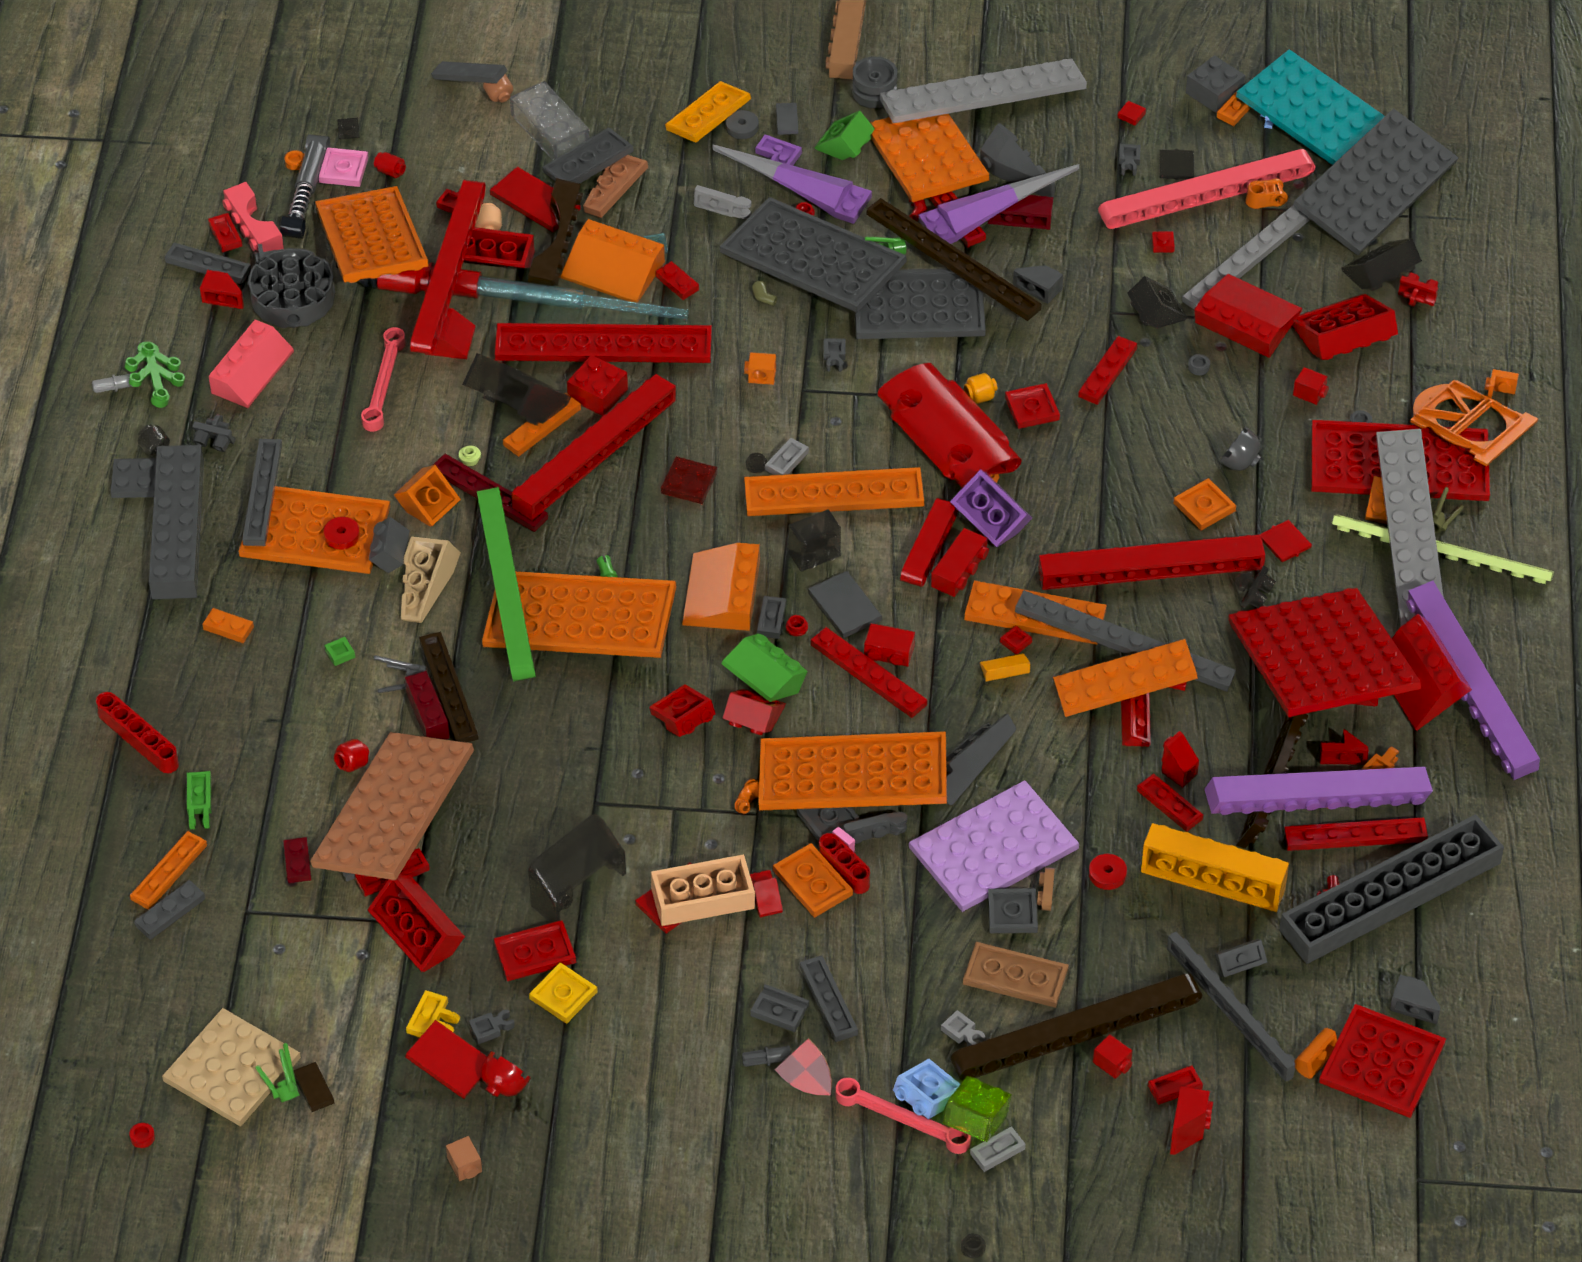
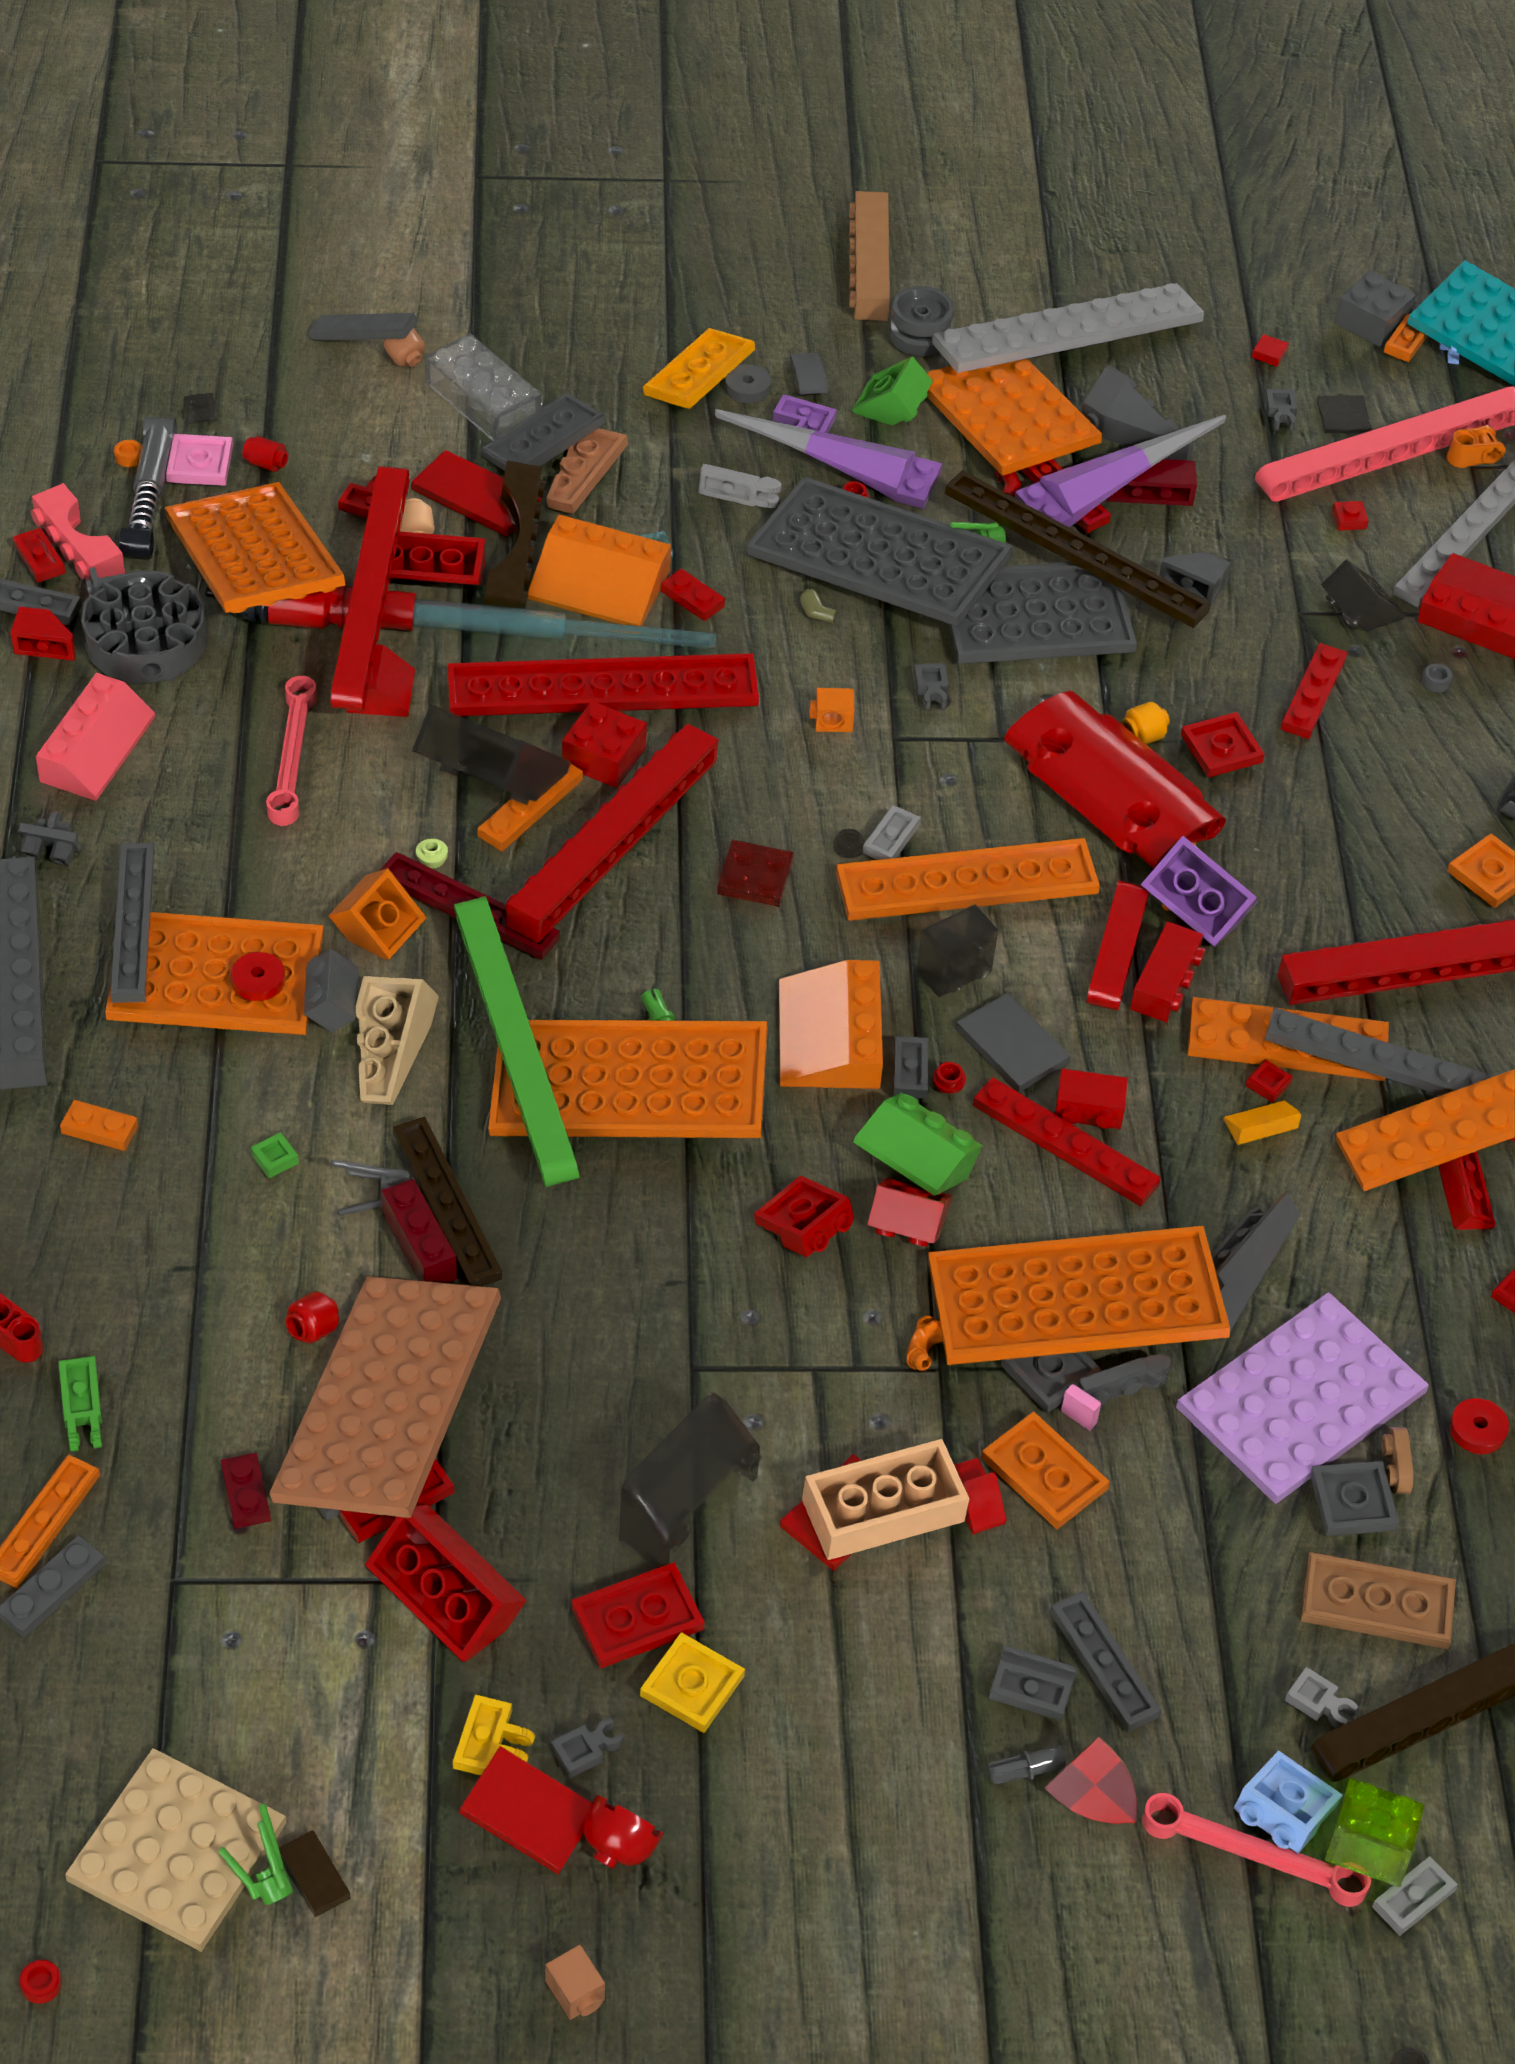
camera: 10 degrees left, 0 degrees up
(854, 866) = (1105, 1443): red beam -> none

